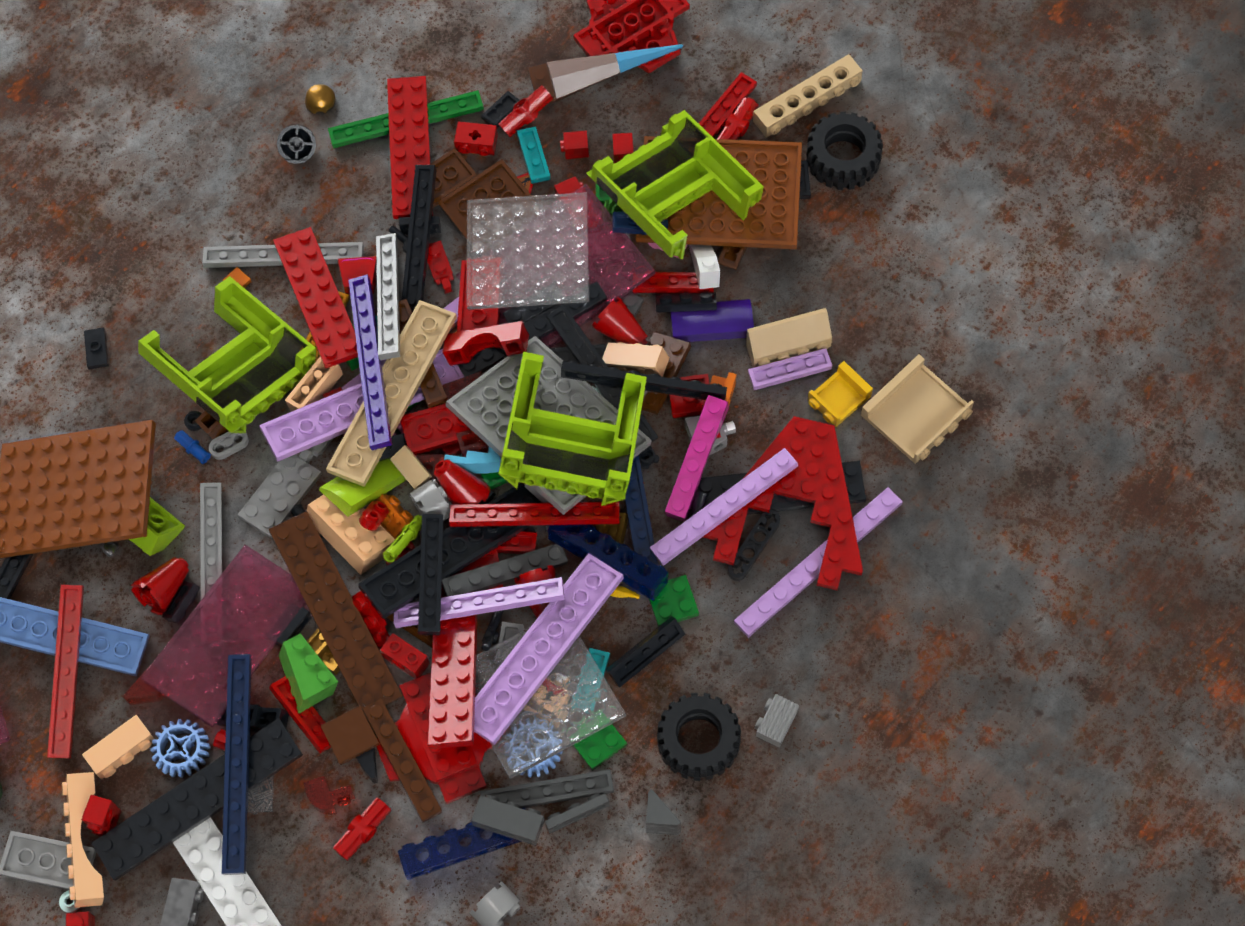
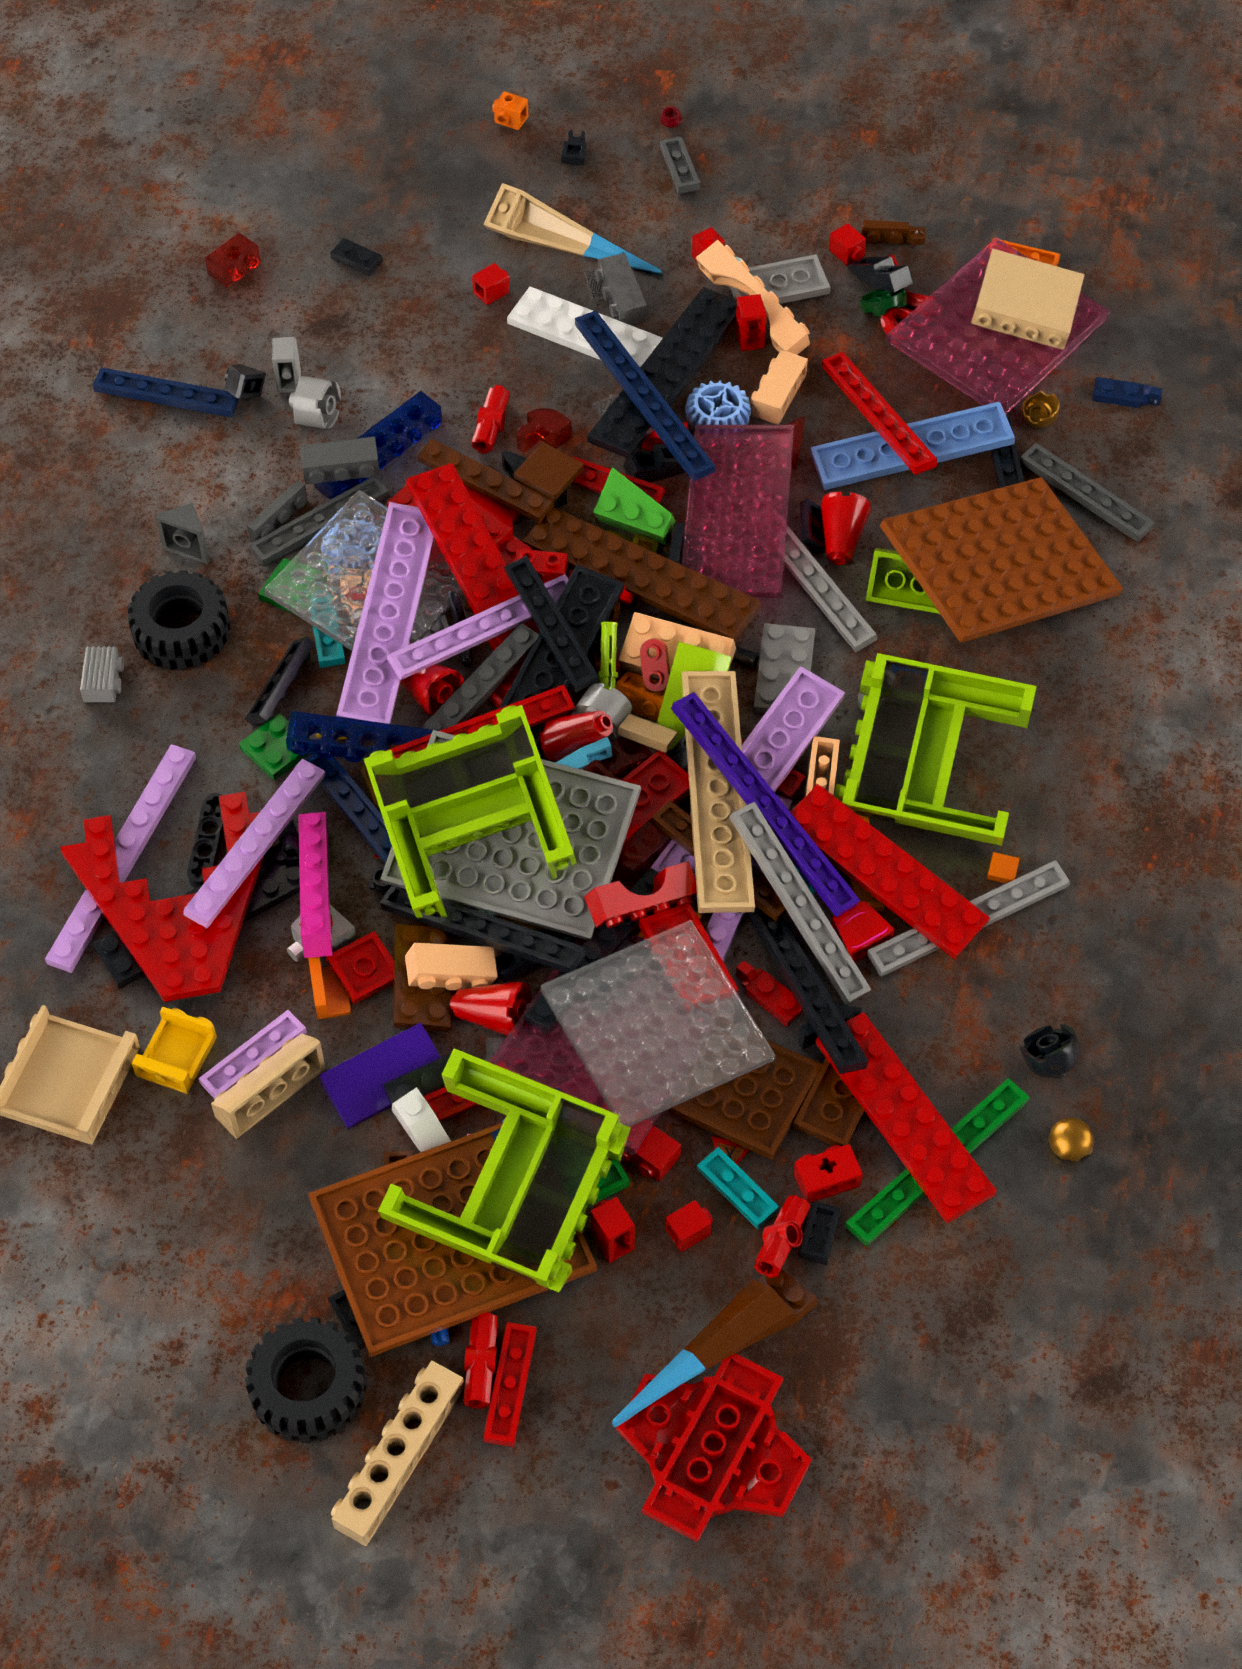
camera: 150 degrees right, 10 degrees down
(96, 348) = (1105, 726): black plate -> none
(654, 382) = (421, 929): black plate -> none

